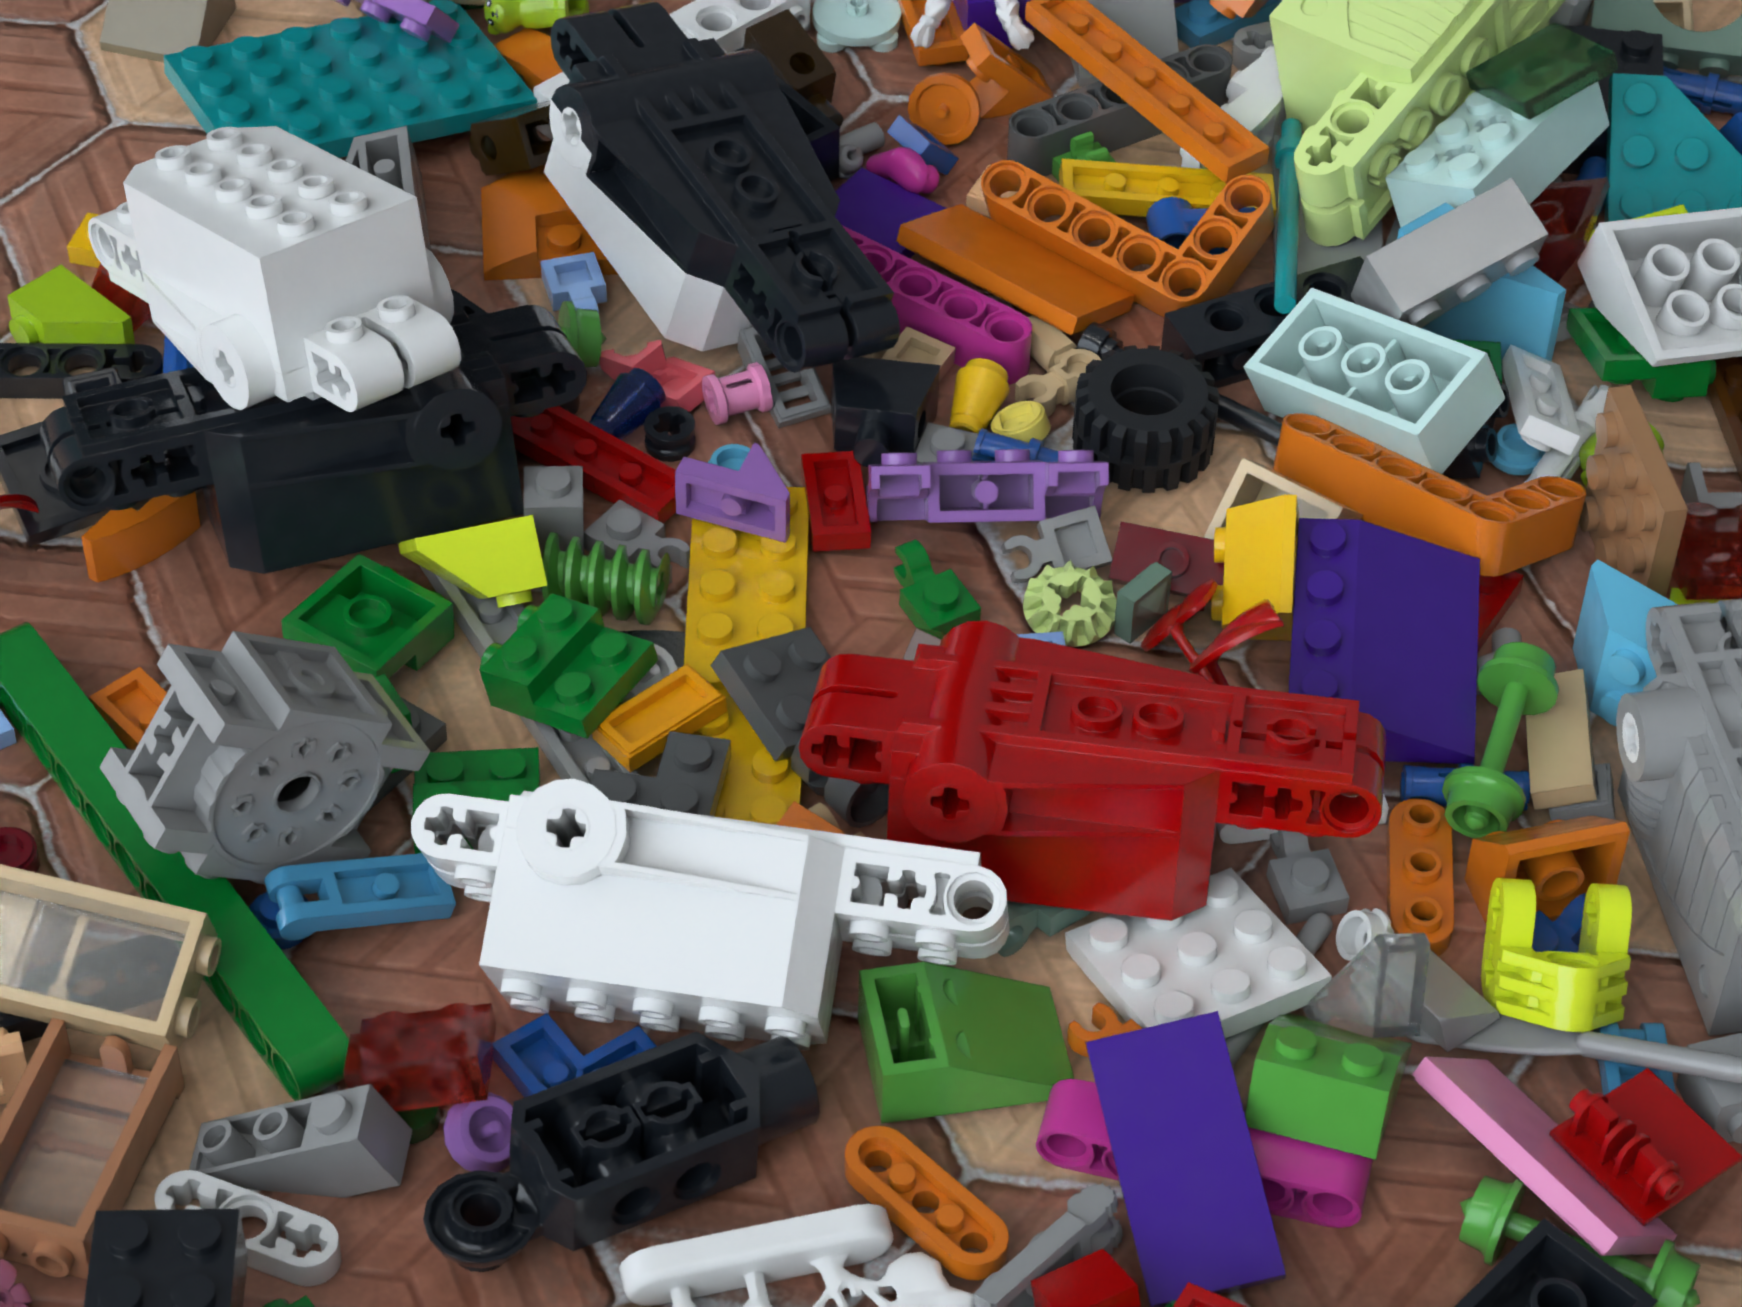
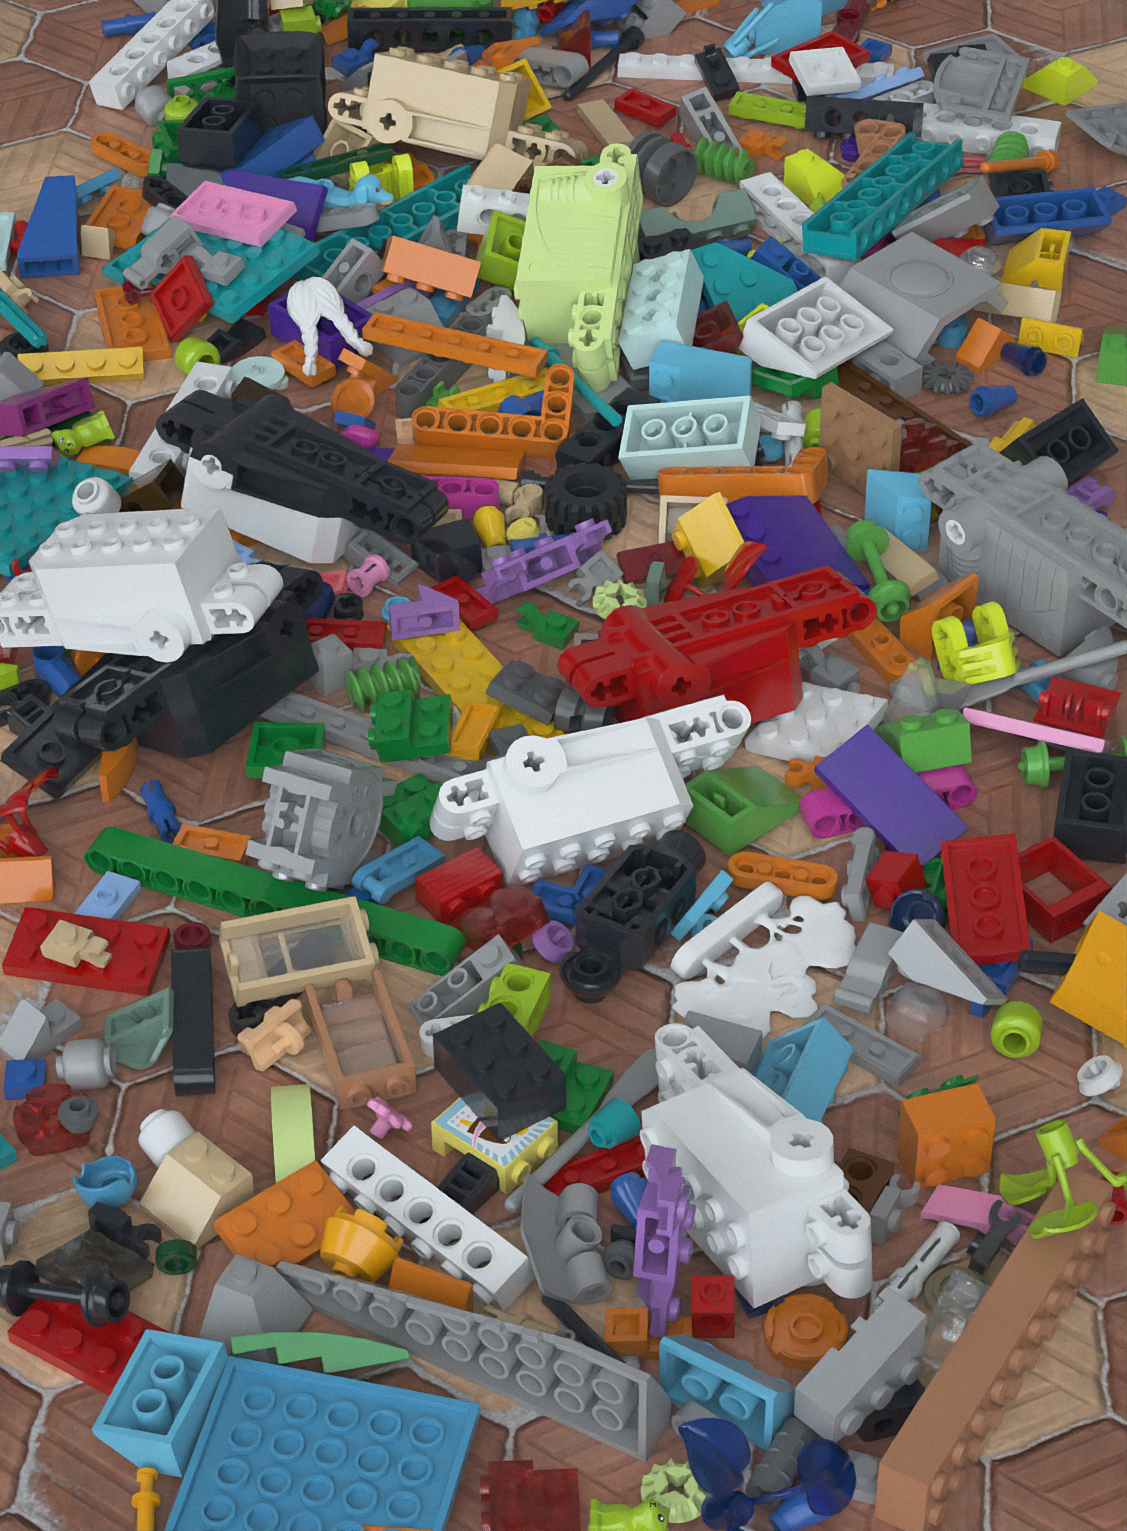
camera: 30 degrees left, 5 degrees down
(140, 628) = (160, 810): none -> blue pin
(315, 1231) = (523, 993): none -> lime brick
(422, 964) = (458, 885): none -> red brick
(437, 114) = (95, 497): none -> white head
(484, 559) = (323, 695): neon yellow slope -> none
(780, 1183) = (711, 898): none -> medium azure plate
(1358, 929) = (874, 681): white plate -> none
(1452, 257) = (695, 360): light grey wedge -> none
(1542, 70) = (666, 258): clear green tile -> none

